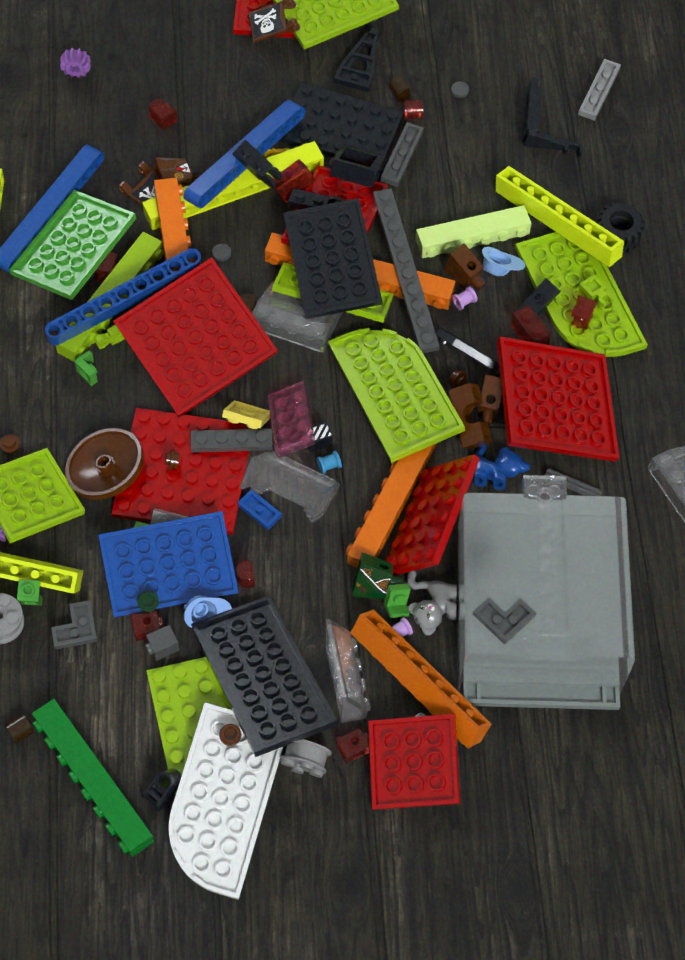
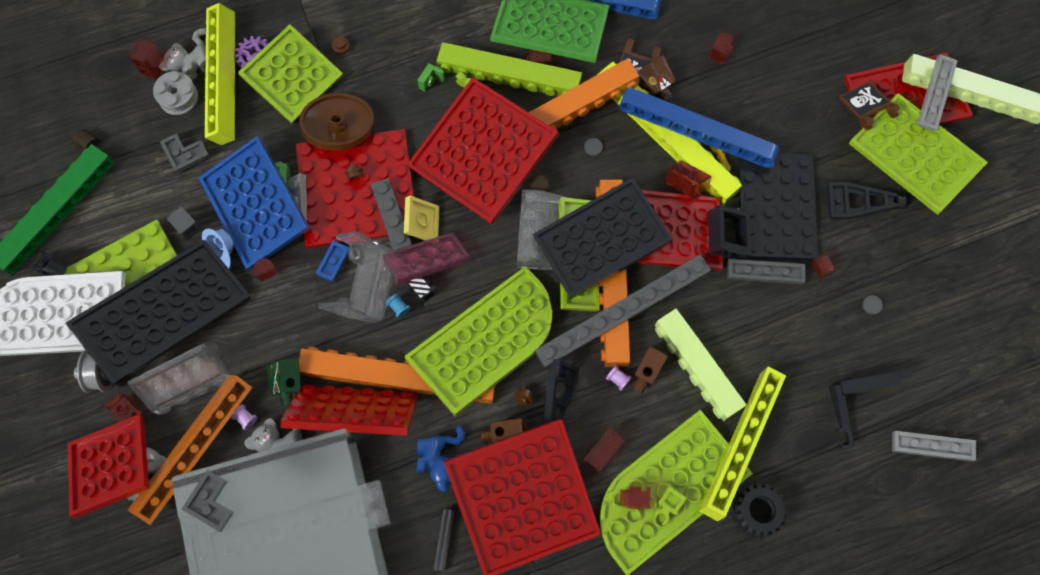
camera: 75 degrees right, 10 degrees up
(29, 592) = (197, 105): bright green bracket -> none
(118, 304) = (504, 83): blue beam -> none
(139, 624) = (197, 205): clear red brick -> none
(148, 601) = (214, 198): dark green plate -> none
(230, 734) = (93, 298): reddish brown plate -> none
(257, 164) = (686, 138): black hinge -> none
(303, 199) = (667, 203): black hinge -> none
(396, 600) = (268, 407): bright green bracket -> none
(400, 89) = (843, 246): dark brown brick -> none
(464, 400) = (487, 406): reddish brown arch -> none
(500, 263) = (672, 401): light blue piece -> none
(541, 297) = (641, 451): black plate -> none

